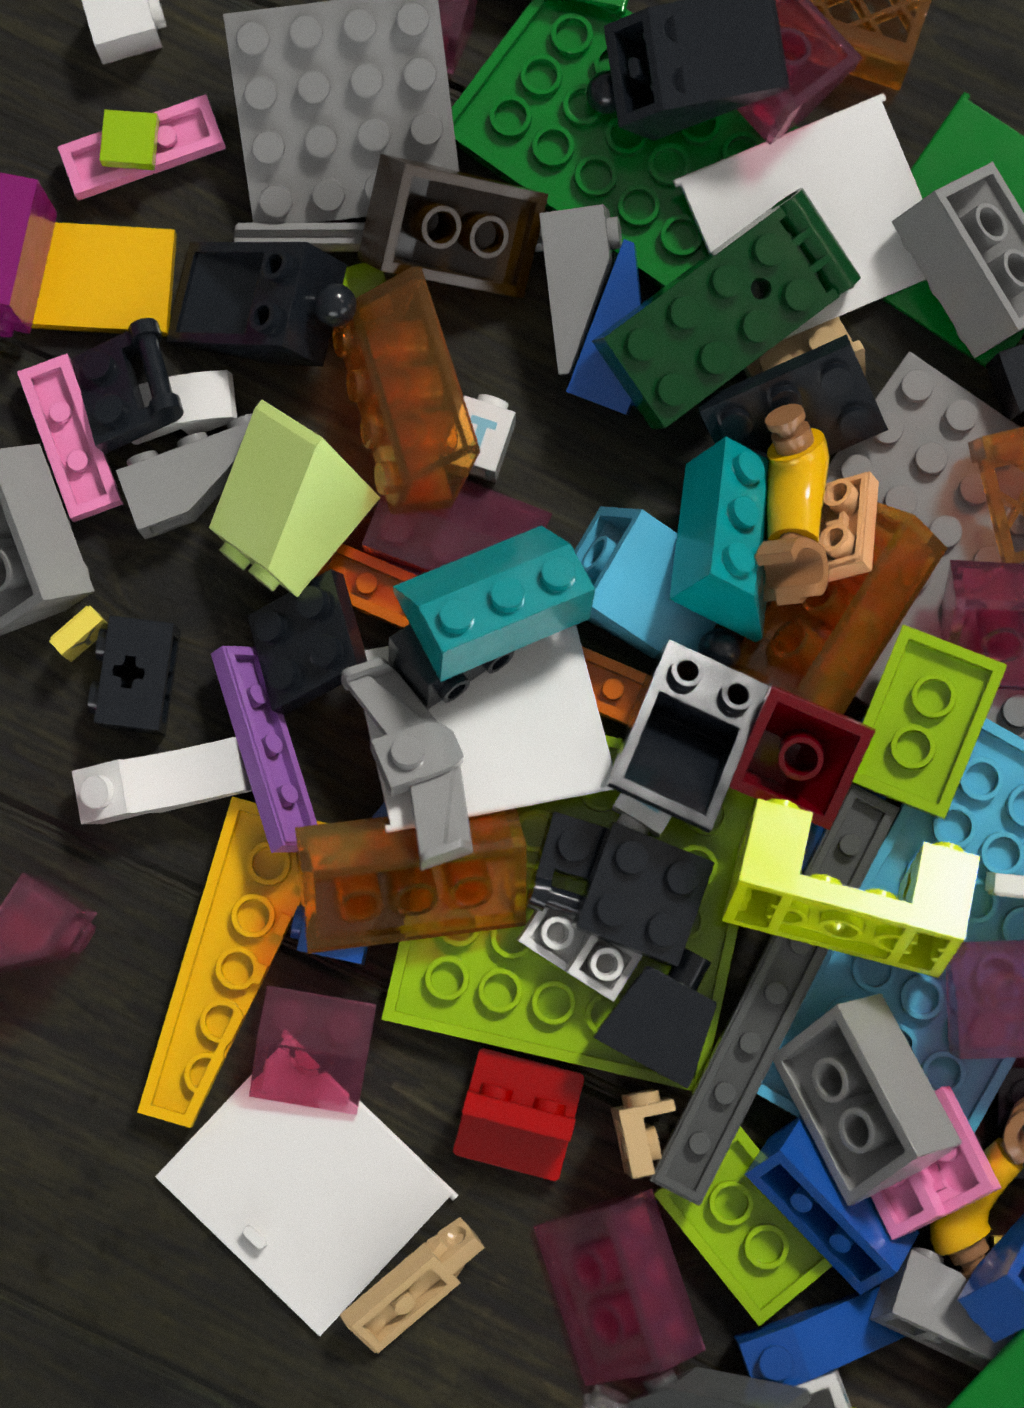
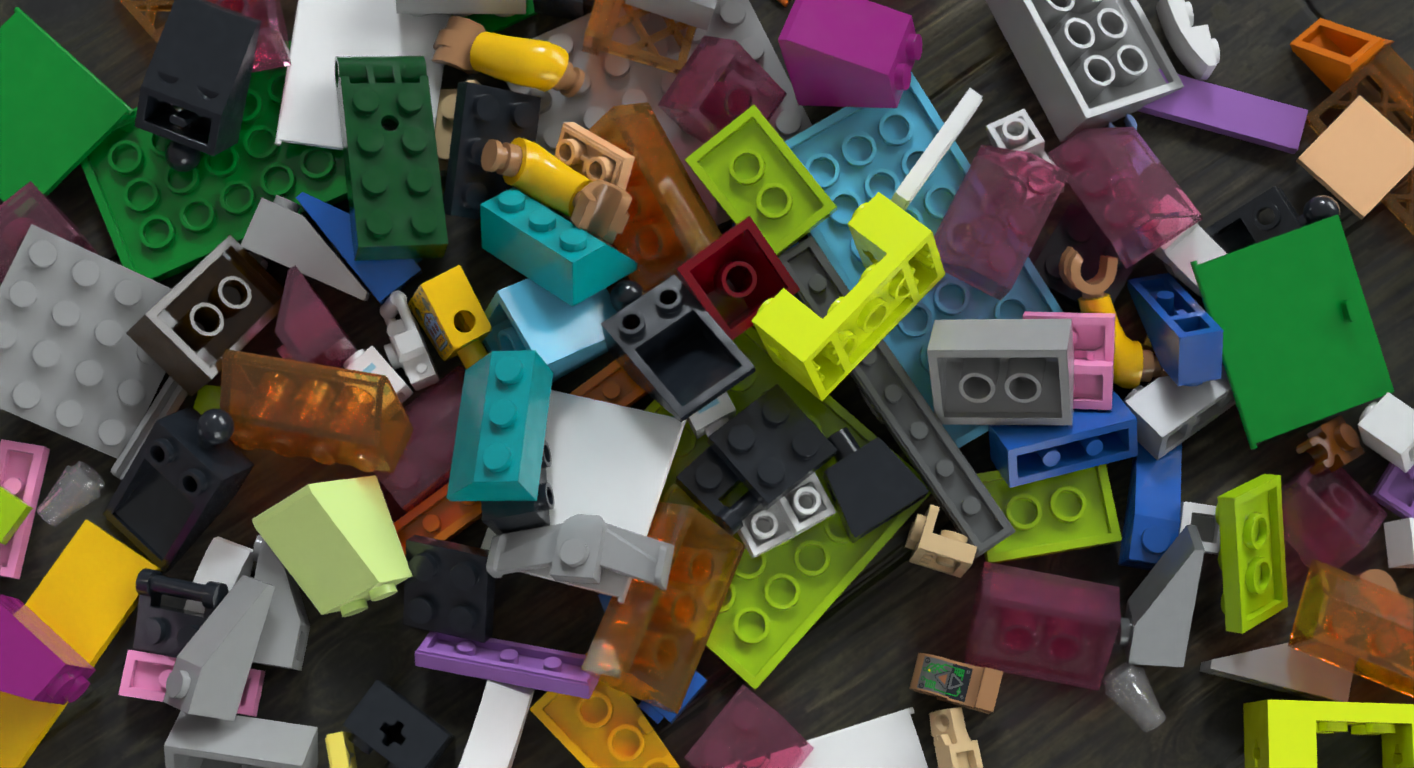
camera: 60 degrees left, 5 degrees down
(106, 450) = (218, 658): none -> light grey slope
(192, 198) = (71, 492): none -> clear cone
(496, 337) = (309, 327): none -> clear pink slope
(507, 1228) = (956, 682): none -> leg
(518, 1114) = (878, 628): red bracket -> none
(541, 447) = (407, 343): none -> white piece
(607, 464) = (451, 303): none -> yellow torso
(908, 369) = (508, 58): none -> yellow piece

